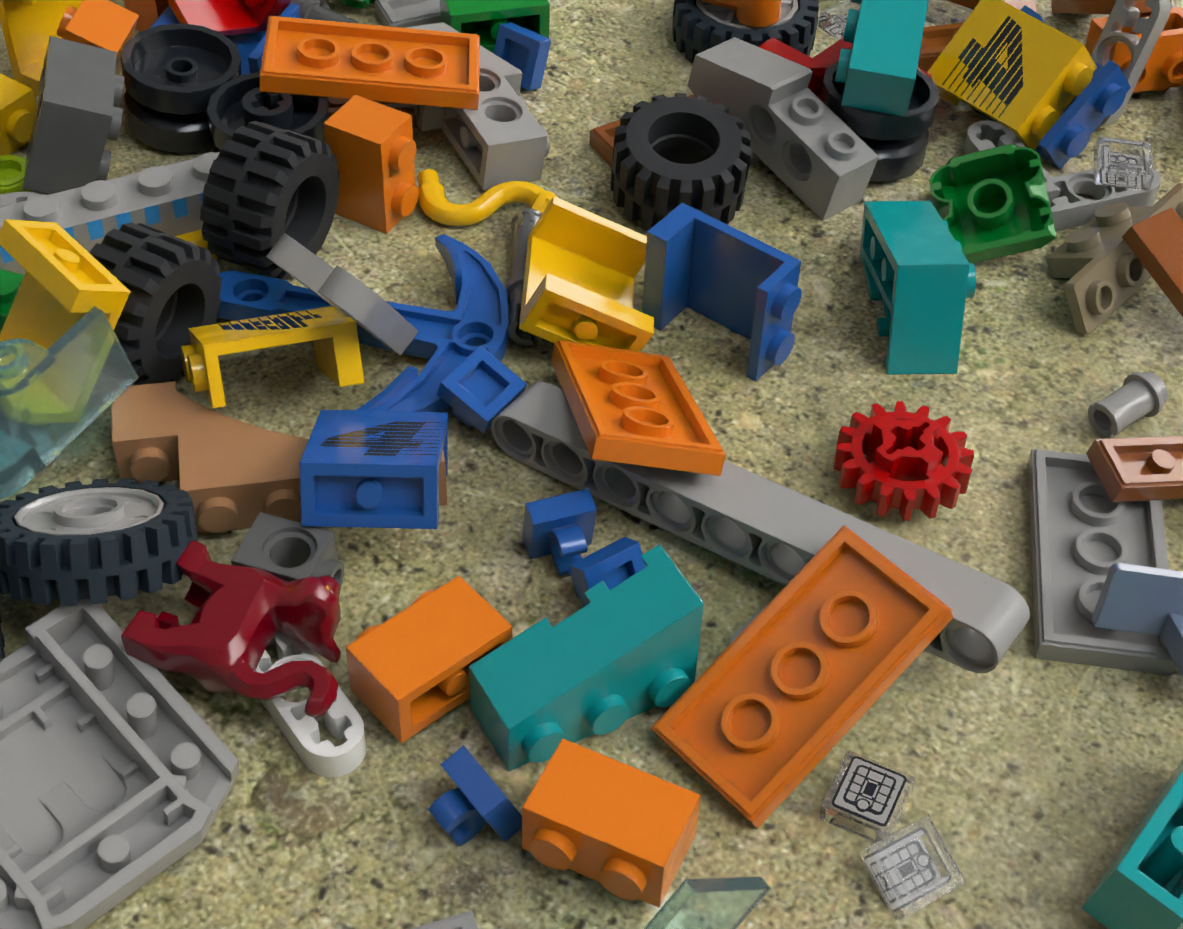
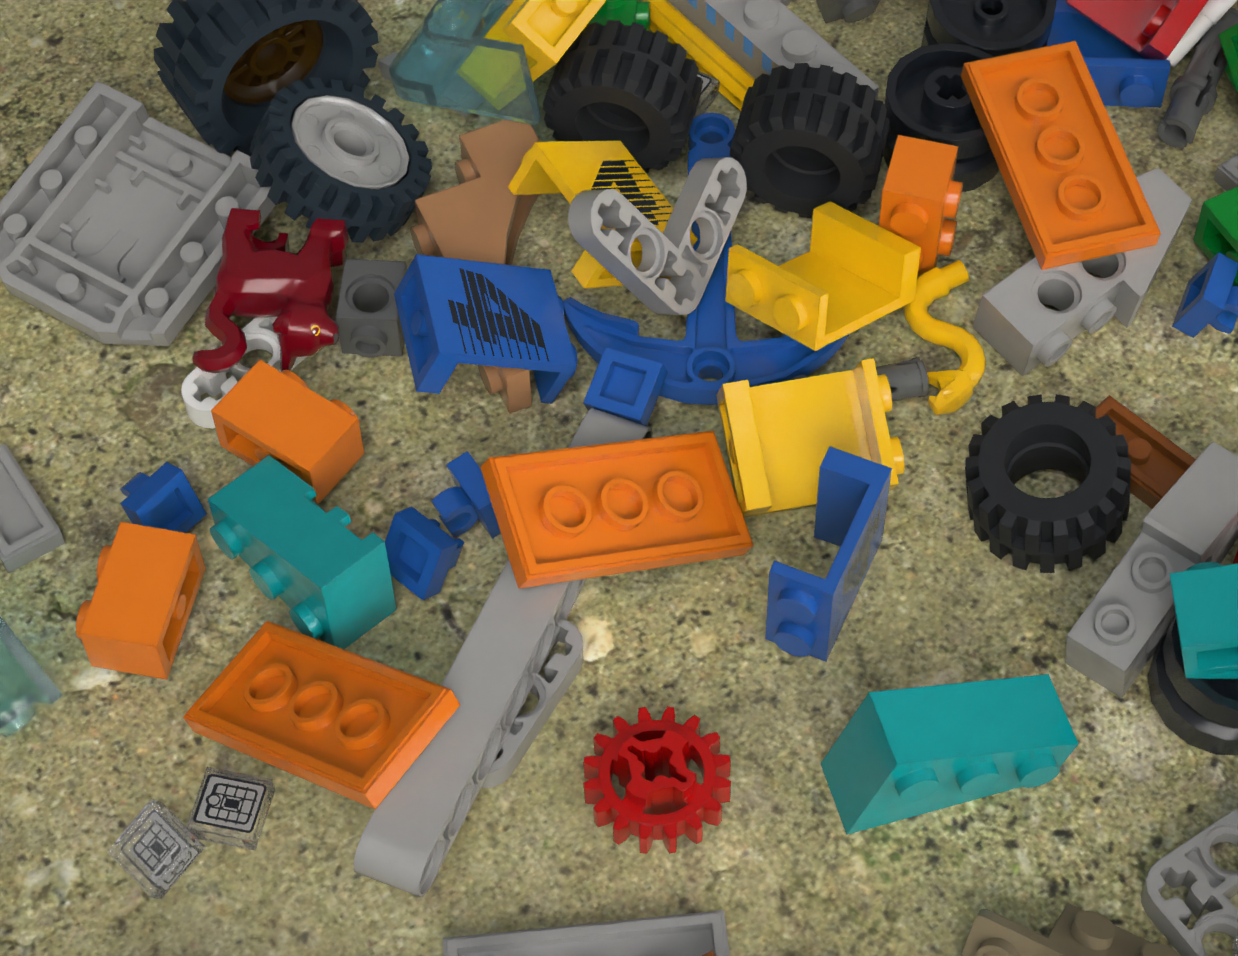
camera: 80 degrees right, 10 degrees up
(418, 234) = (833, 289): none -> yellow panel
(994, 202) = (1121, 821): green slope -> none

